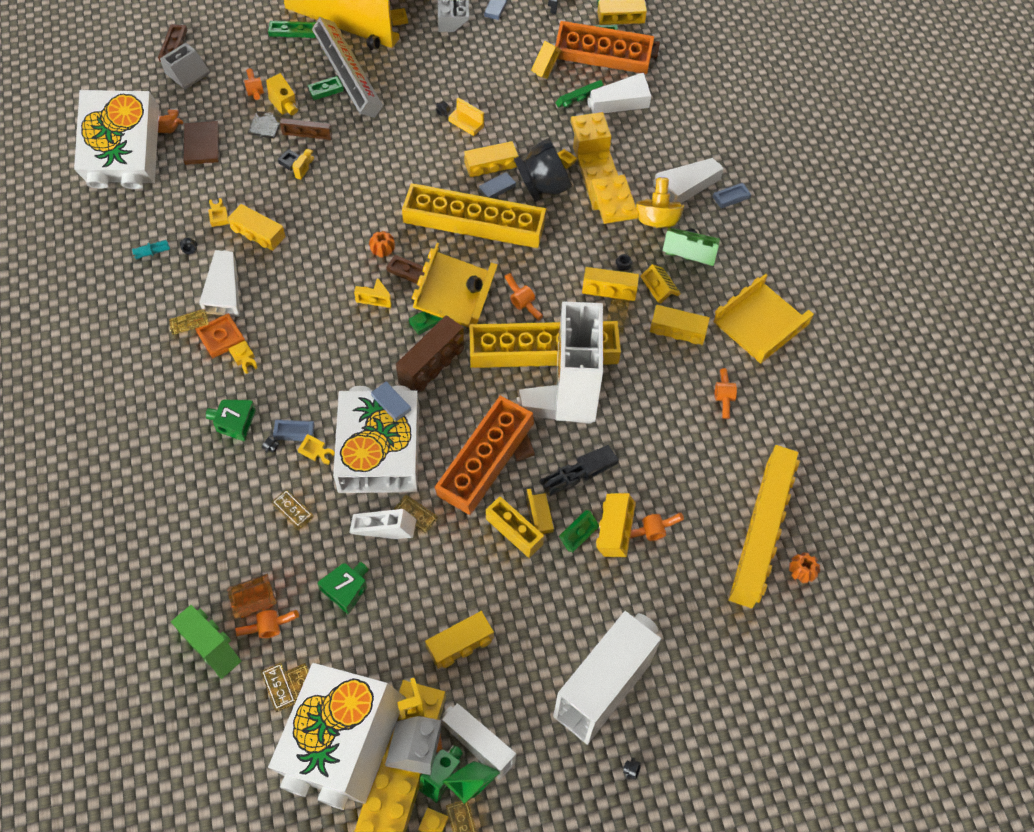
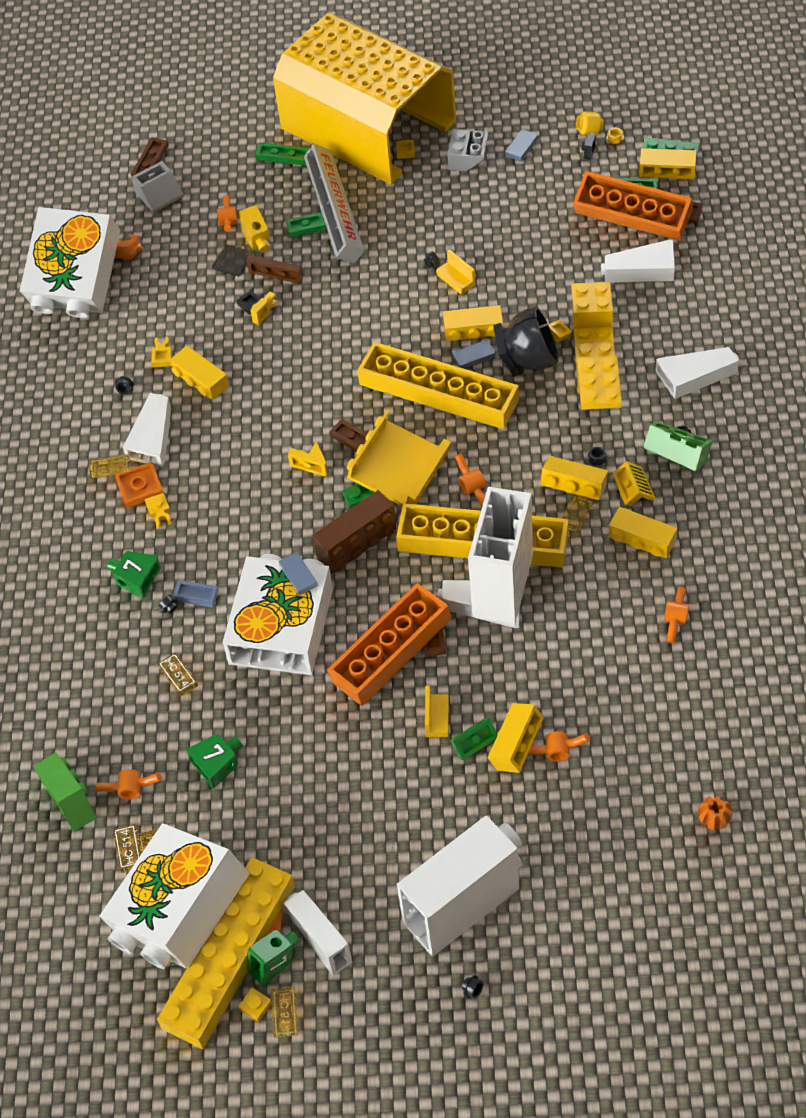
camera: 20 degrees right, 5 degrees down
(150, 249) = (84, 384): teal axle -> none
(201, 142) = (159, 274): reddish brown tile -> none
(251, 596) = (118, 754): clear orange brick -> none
(313, 448) = (212, 614): yellow plate -> none
(373, 42) = (370, 176): black plate -> none
(382, 244) = (330, 405): orange piece -> none
(384, 524) = (270, 702): white slope -> none
(412, 706) = (251, 879): yellow panel -> none
(414, 744) = (248, 918): light grey slope -> none
(423, 516) = (304, 696): clear yellow tile -> none
(460, 640) = (321, 830): yellow brick -> none
(471, 780) = (298, 967): green slope -> none
(474, 284) = (420, 460): black plate -> none
(514, 527) = (404, 724): yellow brick -> none
(546, 60) = (562, 215): yellow panel -> none
(577, 95) = (591, 258): green plate -> none
(587, 468) = (500, 673): black arm -> none
(659, 211) = (647, 401): yellow piece -> none
(731, 195) = (745, 393): sand blue tile -> none
(760, 320) = (740, 538): yellow panel -> none
(764, 527) = (678, 761): yellow brick -> none

